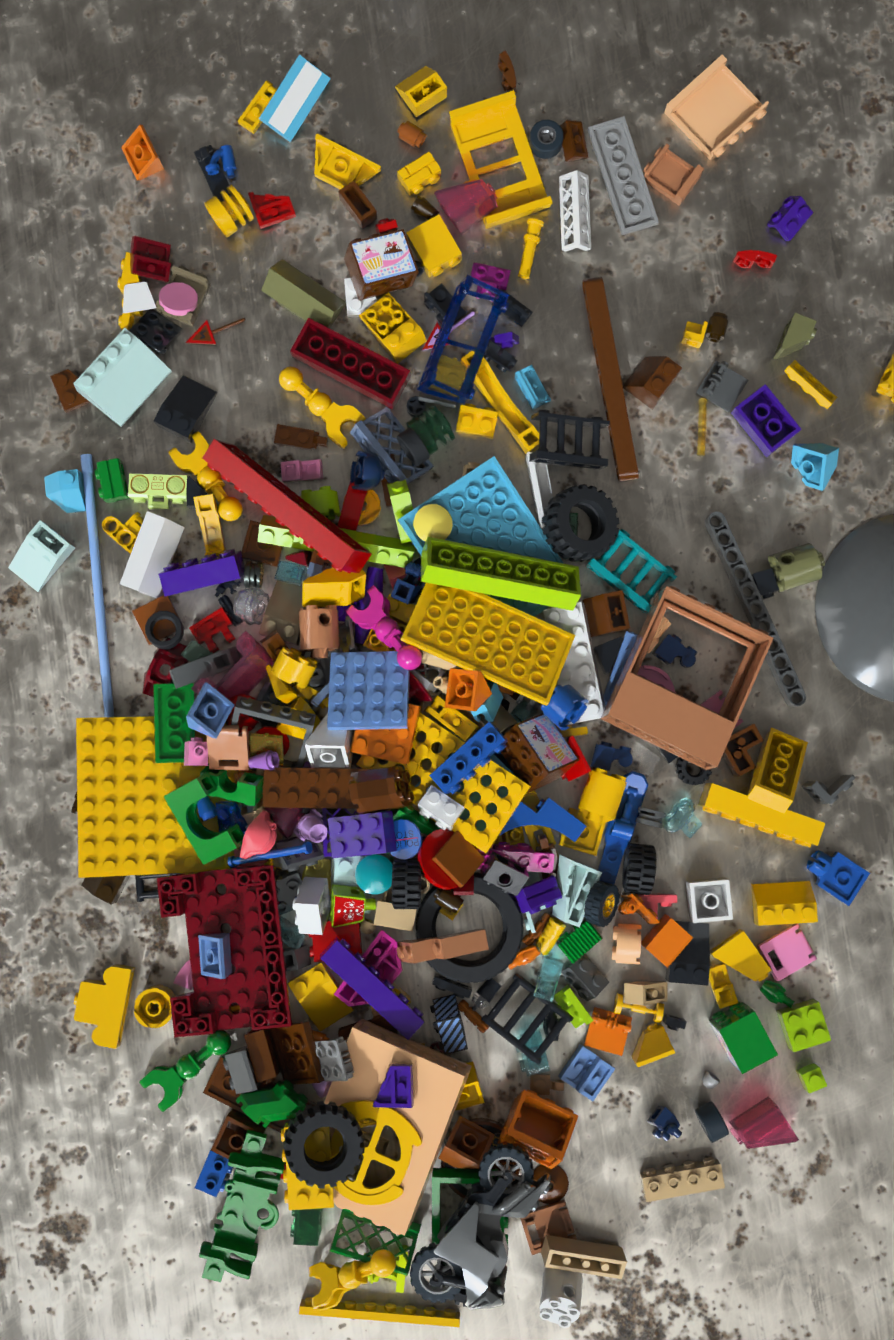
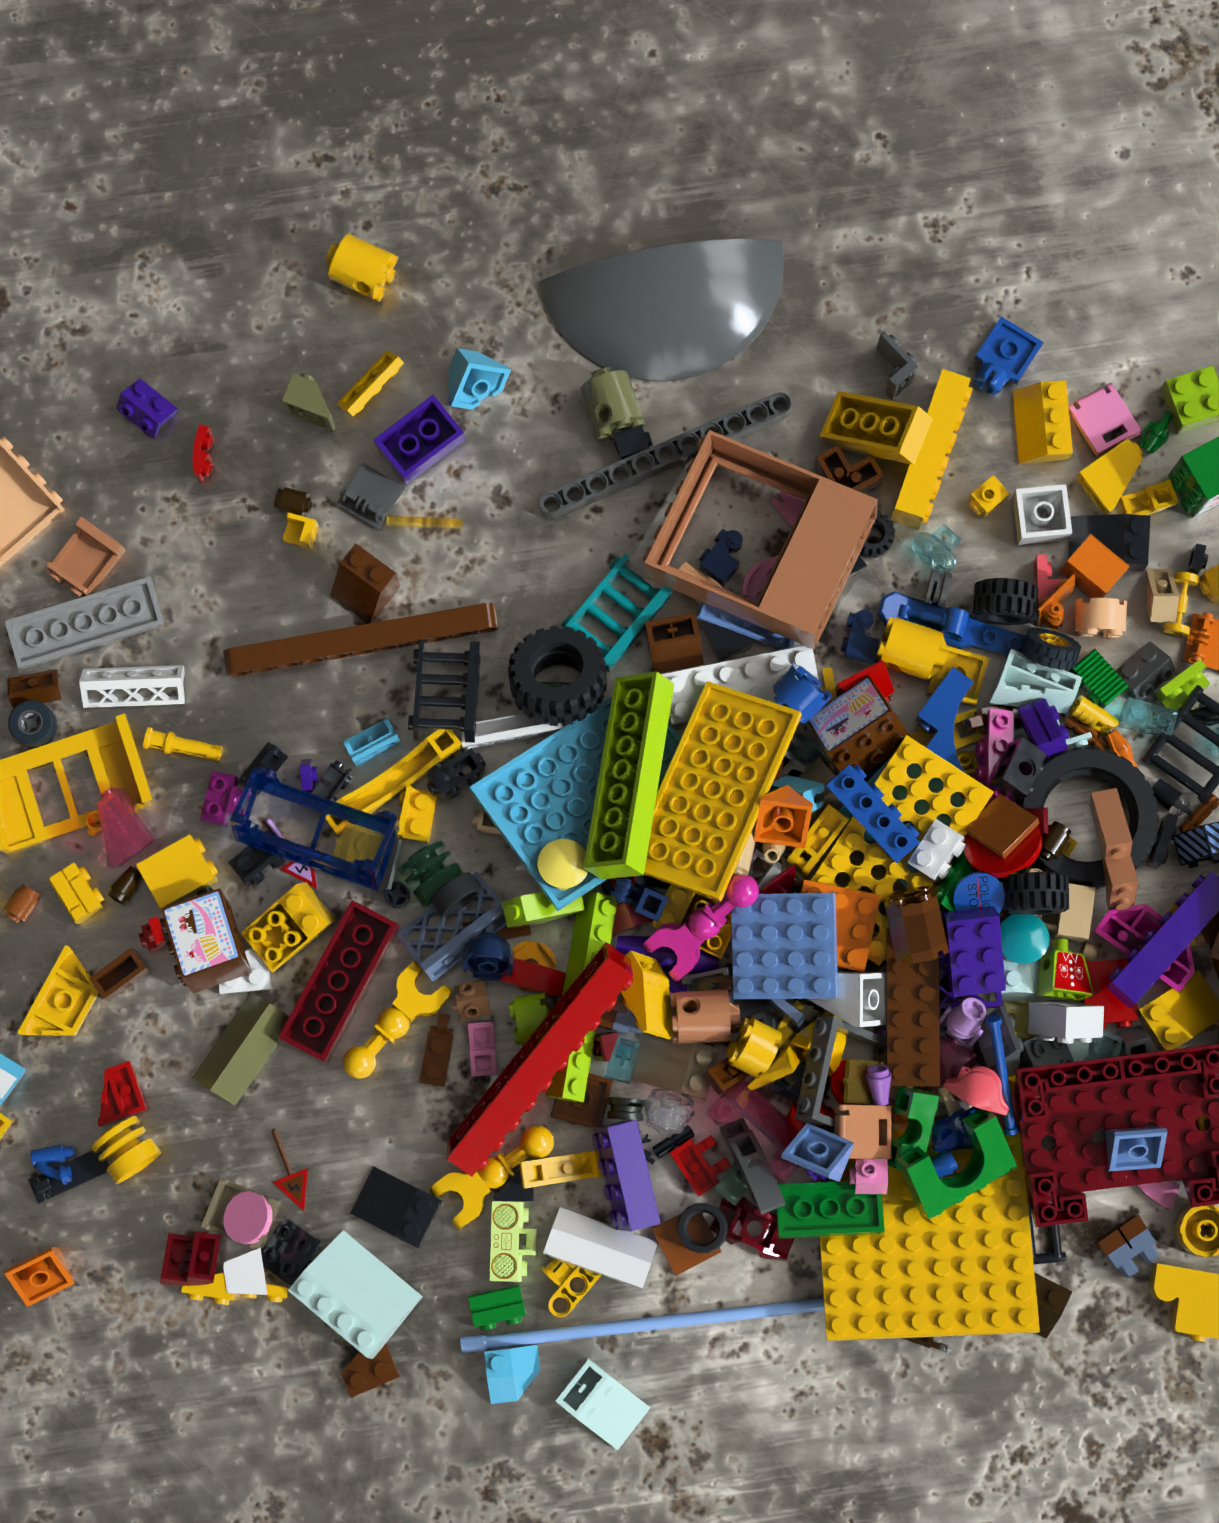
camera: 90 degrees left, 5 degrees down
(142, 940) = (1137, 1242): none -> hips
(335, 461) = (471, 1000): none -> medium nougat brick
(504, 445) = (448, 778): none -> black brick
(723, 858) = (988, 497): none -> yellow brick

